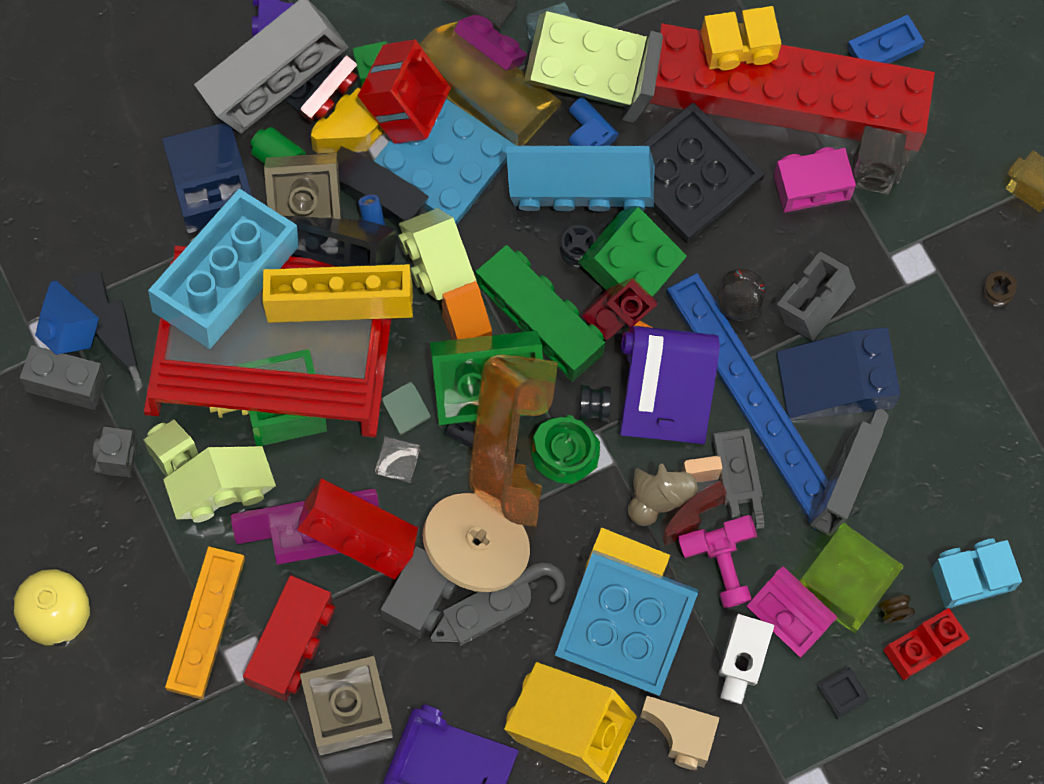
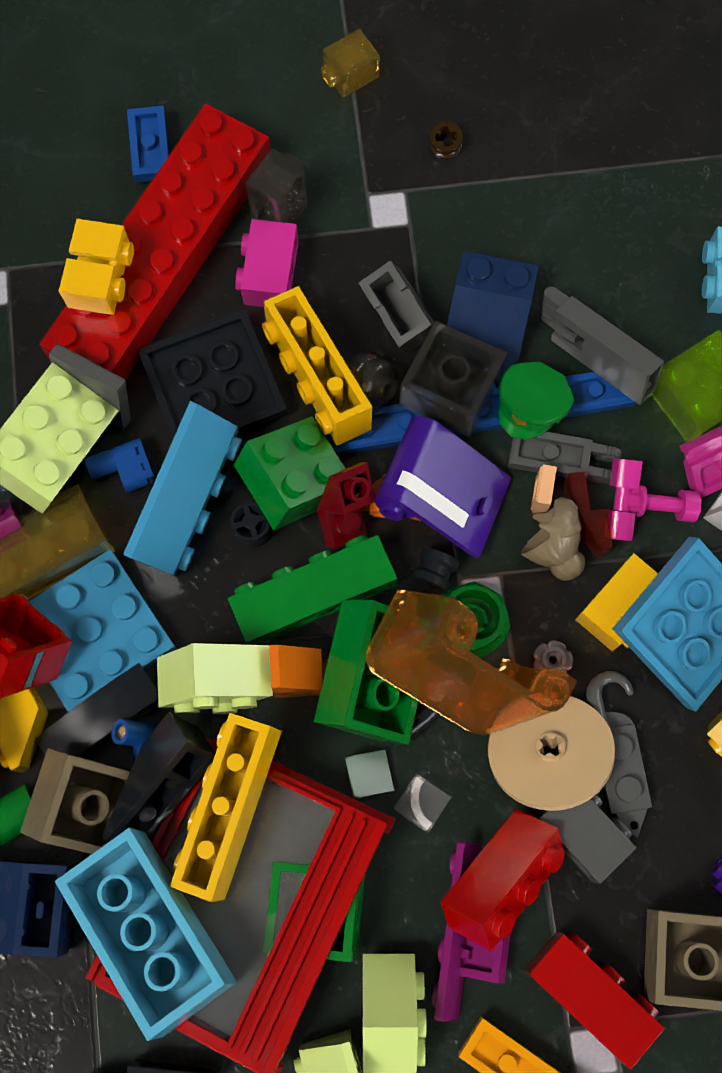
camera: 65 degrees left, 5 degrees up
(552, 534) = (555, 649): none -> flat silver plate
(733, 245) = (317, 365): none -> yellow brick
(765, 356) = (452, 378): none -> clear smoke brick
(776, 429) = (532, 399): none -> green hat

